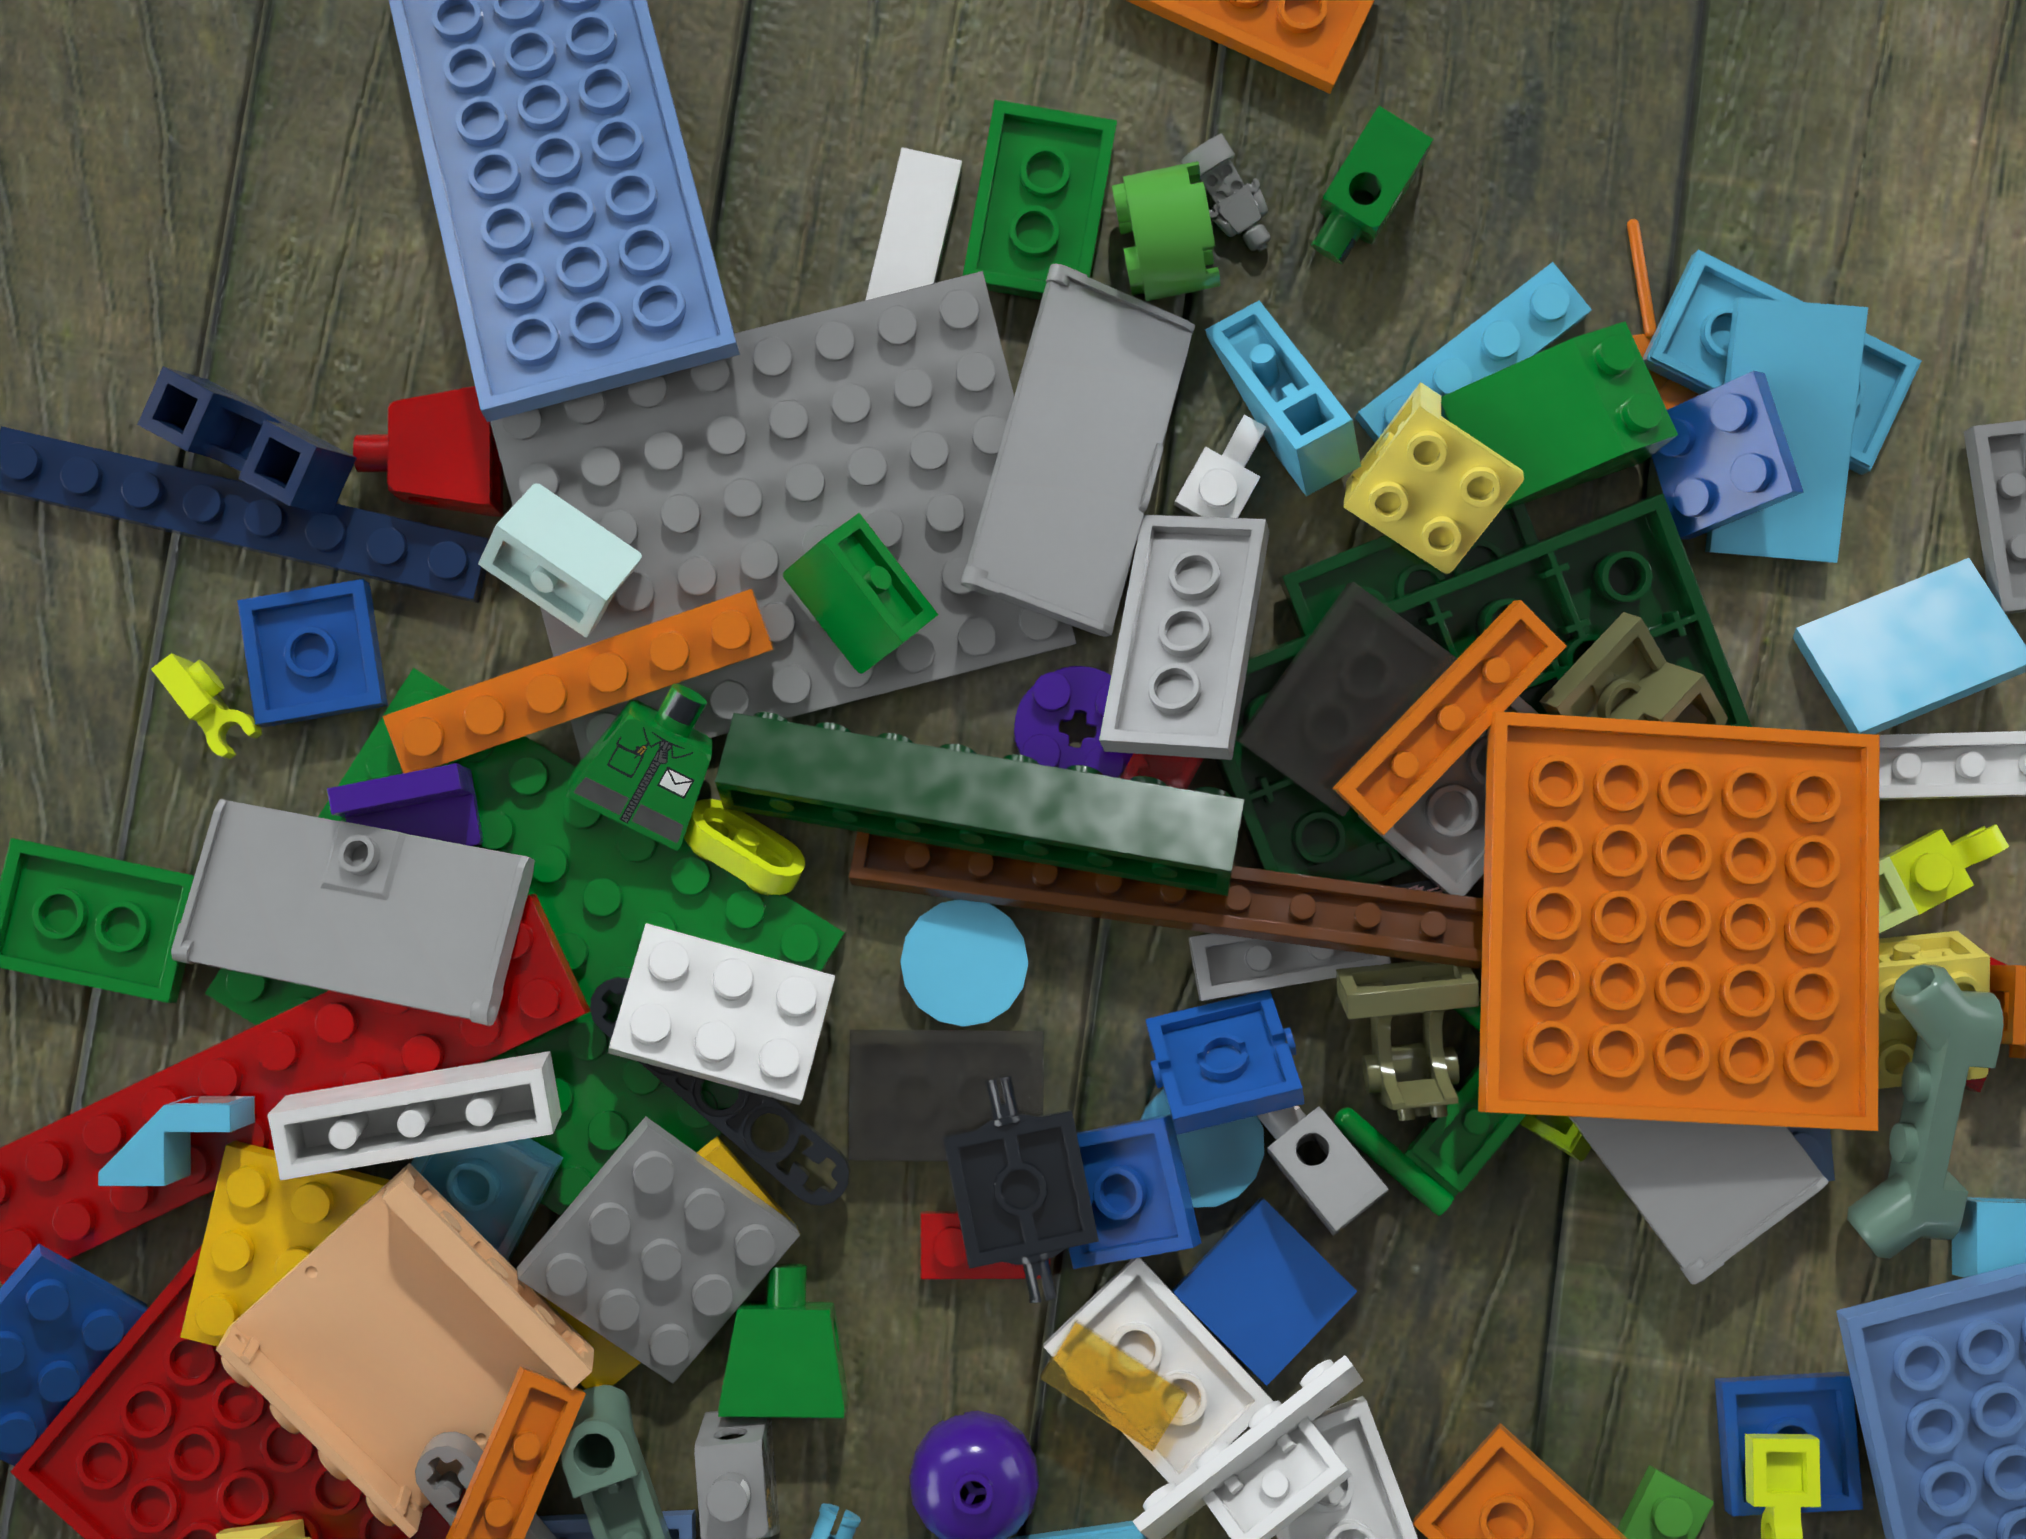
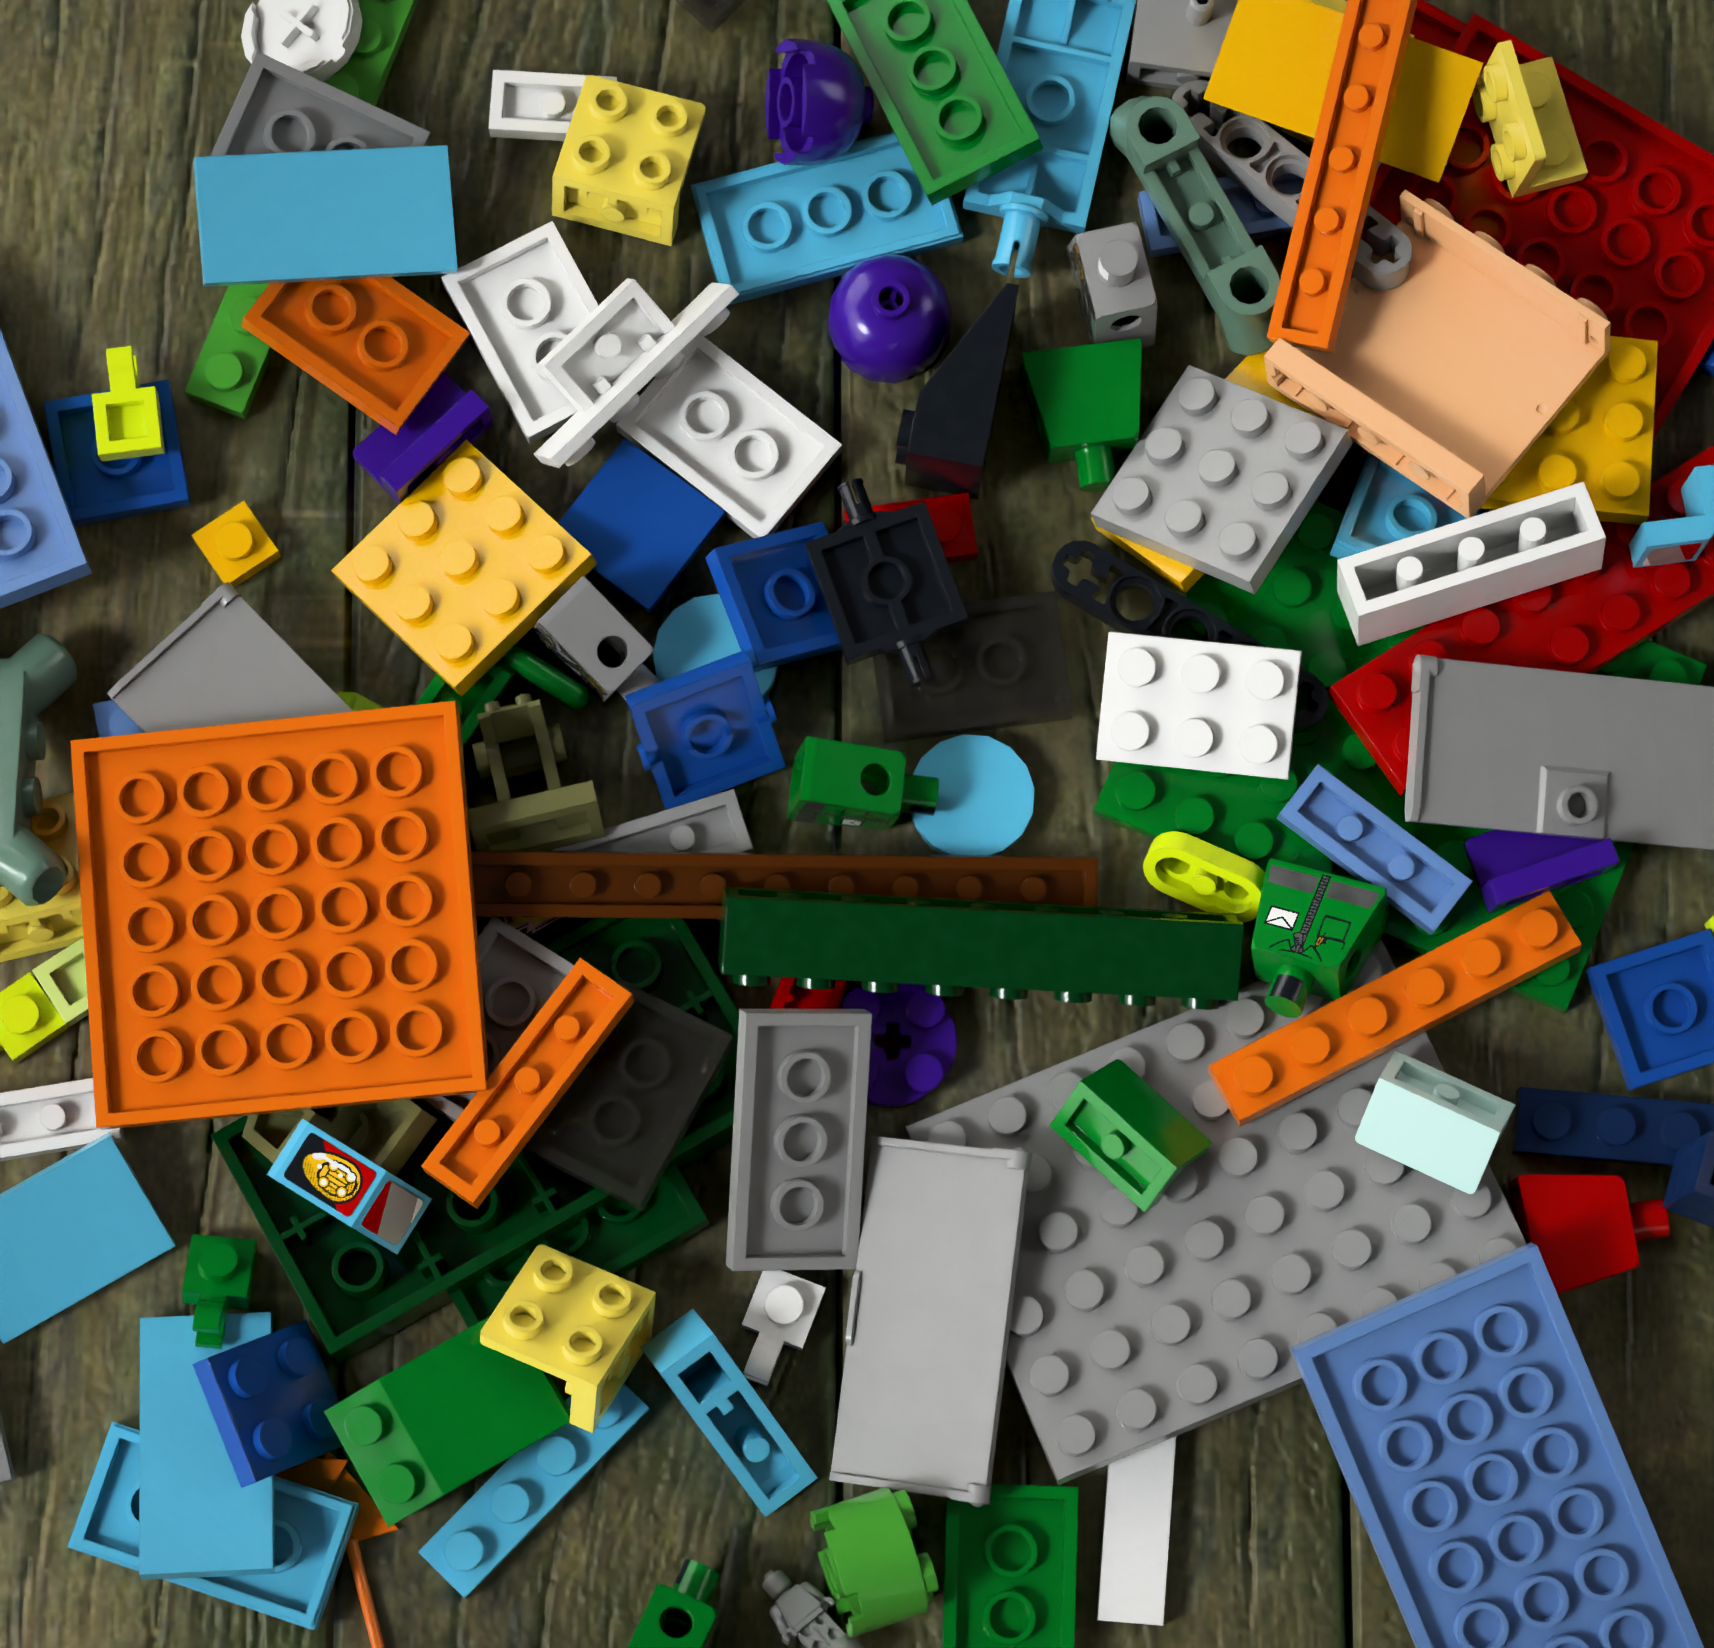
camera: 170 degrees right, 5 degrees down
(571, 843) = (1374, 849): none -> medium blue plate
(922, 1363) = (955, 410): none -> black slope
(1106, 989) = (830, 791): none -> green torso
(1113, 1385) = (771, 417): clear yellow plate -> none
(1447, 1269) = (464, 567): none -> yellow plate
(1467, 1410) = (426, 440): none -> dark purple panel
(1638, 642) = (349, 1186): none -> slope
(1673, 1328) = (236, 545): none -> yellow plate
(1760, 591) = (216, 1279): none -> green plate

